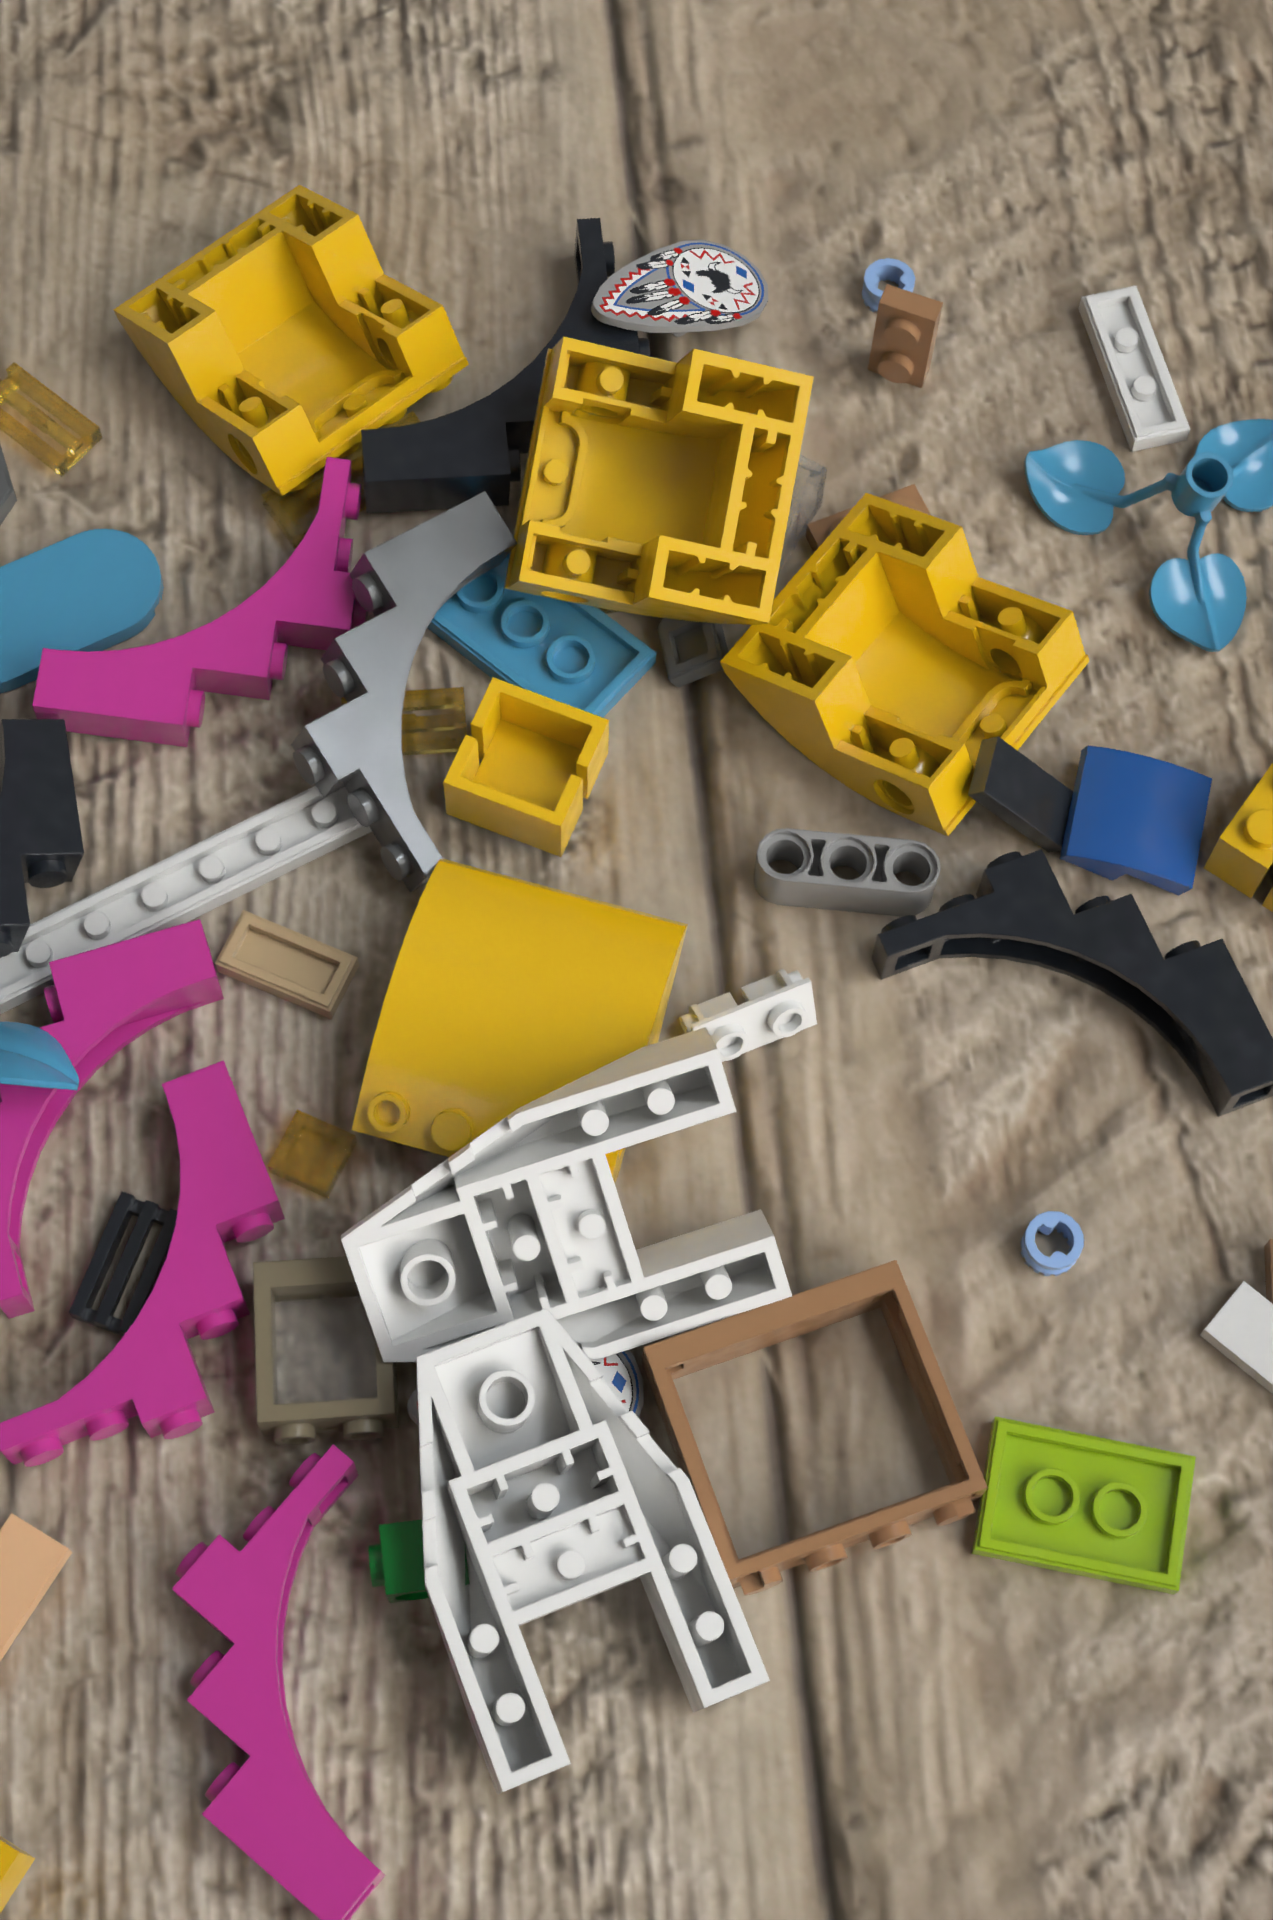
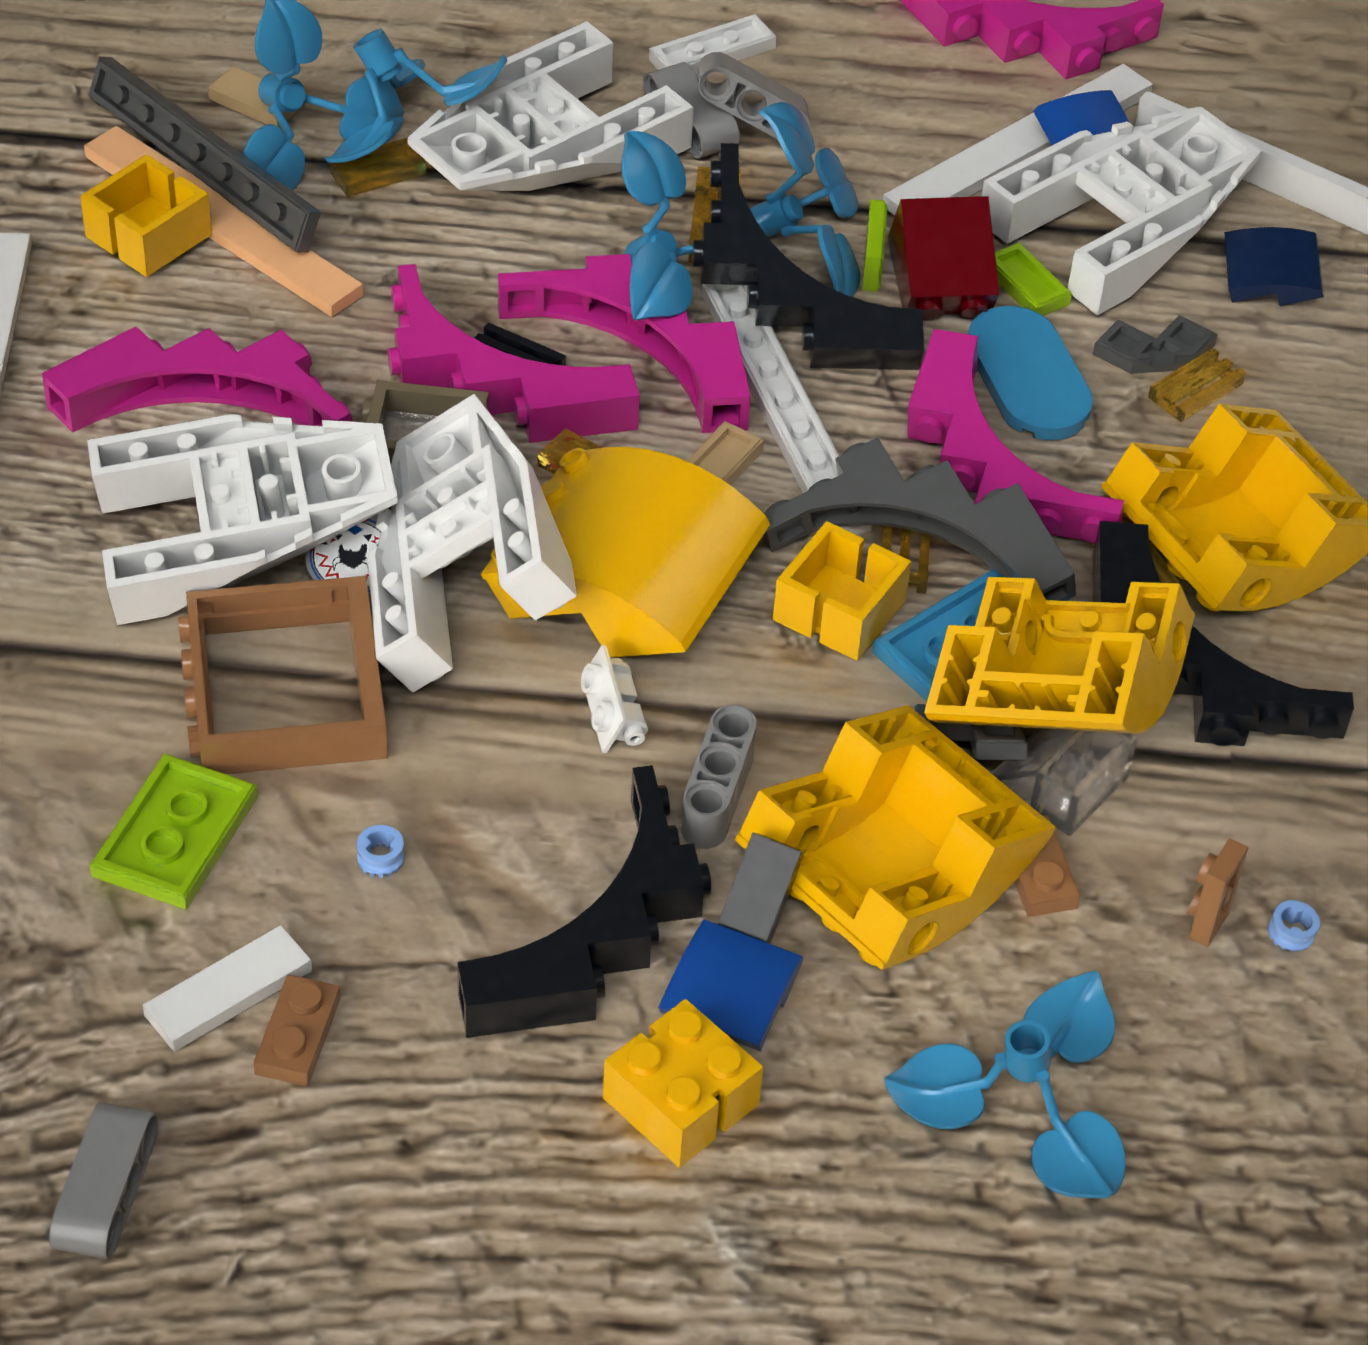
camera: 100 degrees right, 20 degrees down
(683, 290) = (1285, 765): shield -> none
(1134, 368) = (1194, 1094): white tile -> none

